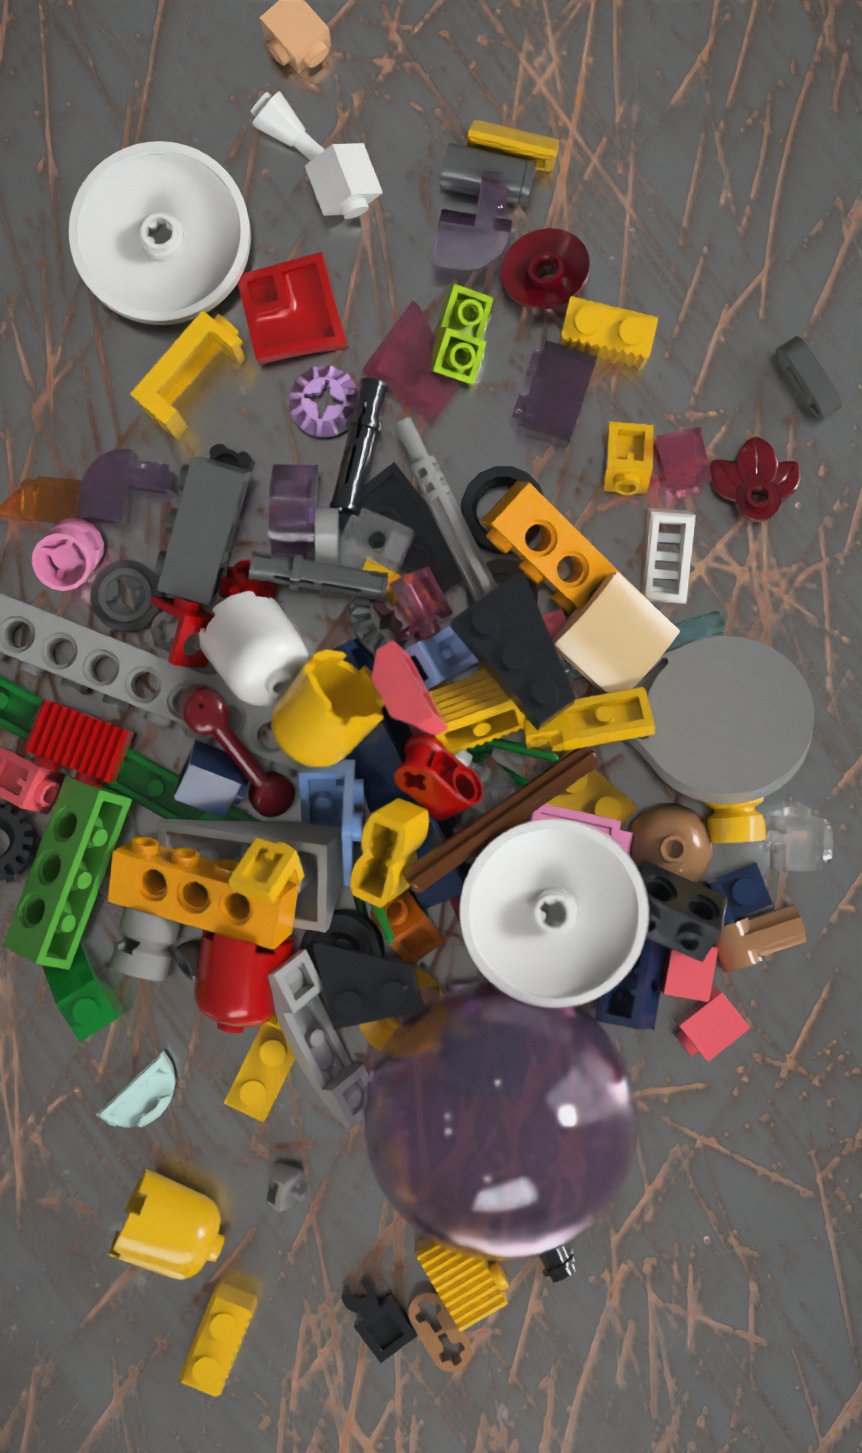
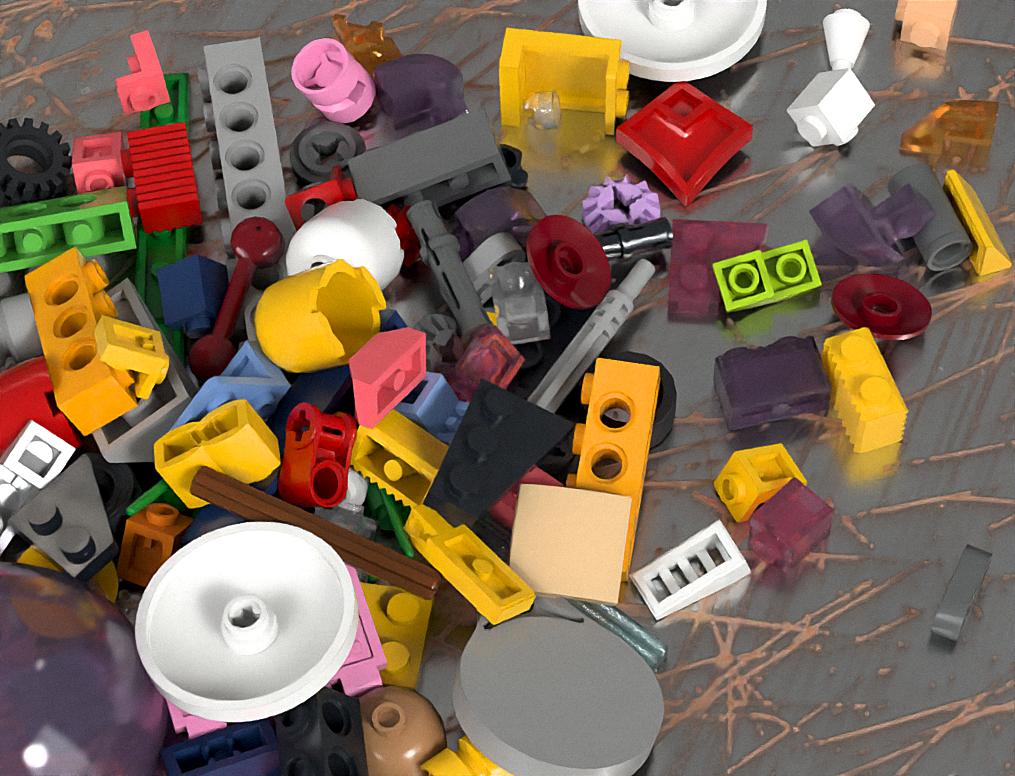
camera: 60 degrees right, 30 degrees down
(193, 401) = (546, 110): none -> clear hinge
(376, 483) = (568, 261): none -> dark red dish
(409, 112) = (953, 121): none -> clear orange slope
(755, 473) = (825, 609): dark red plate -> none

